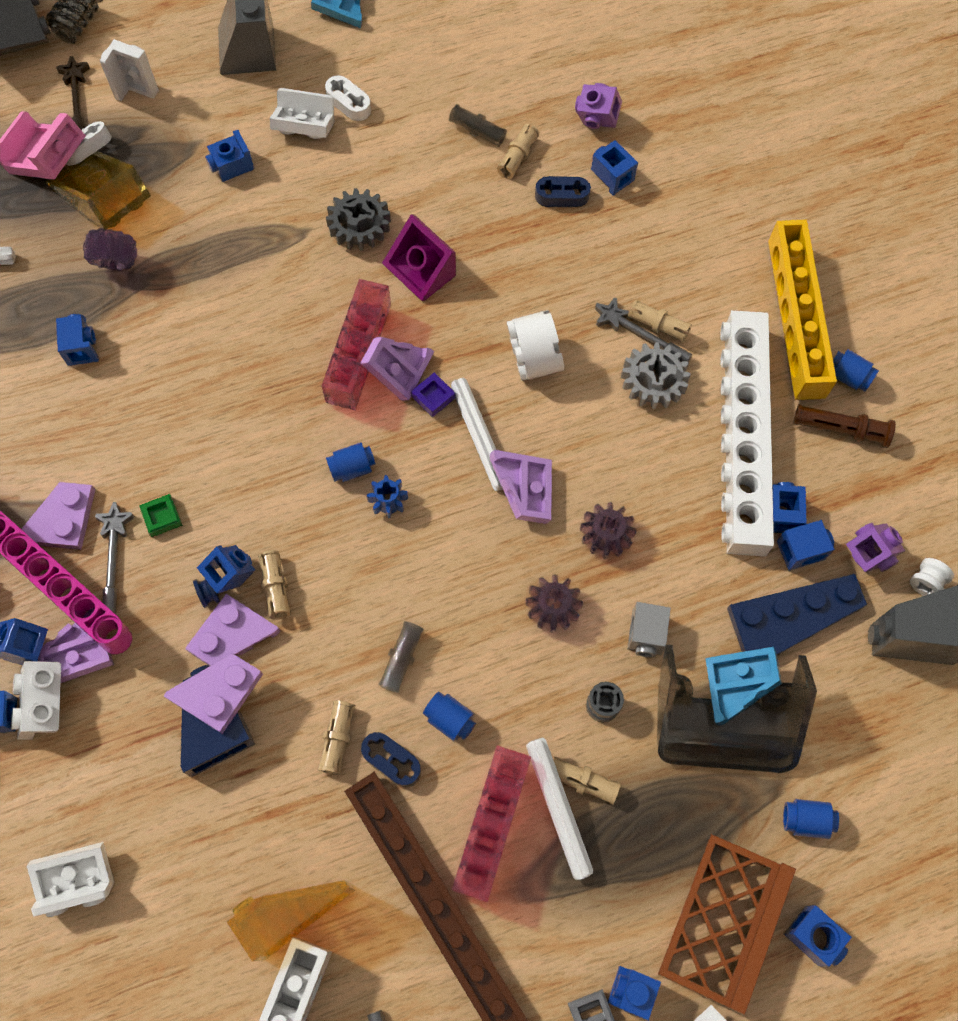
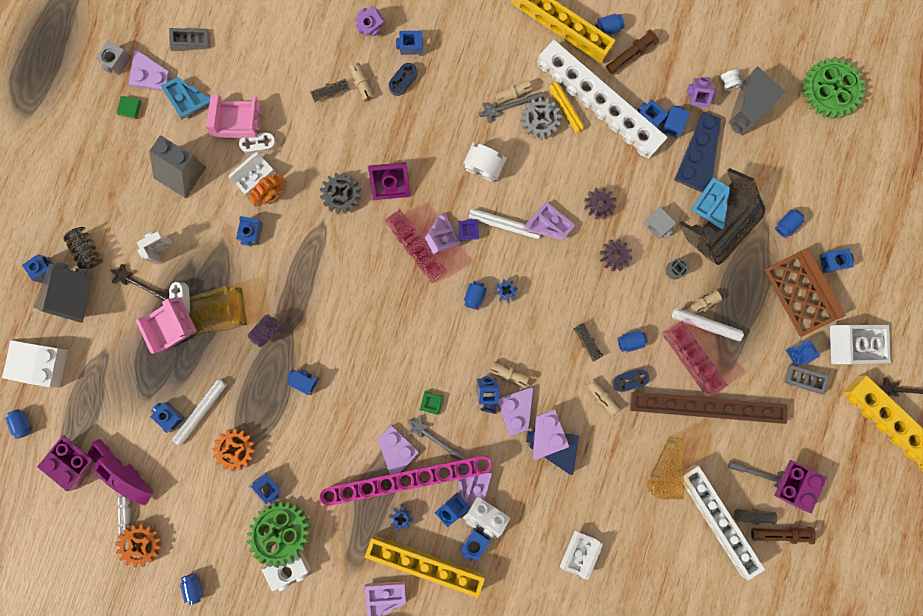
camera: 50 degrees left, 15 degrees up
(294, 135) = (267, 189): none -> orange gear
(354, 50) = (233, 118): none -> bright pink panel
(699, 398) = (566, 107): none -> yellow axle

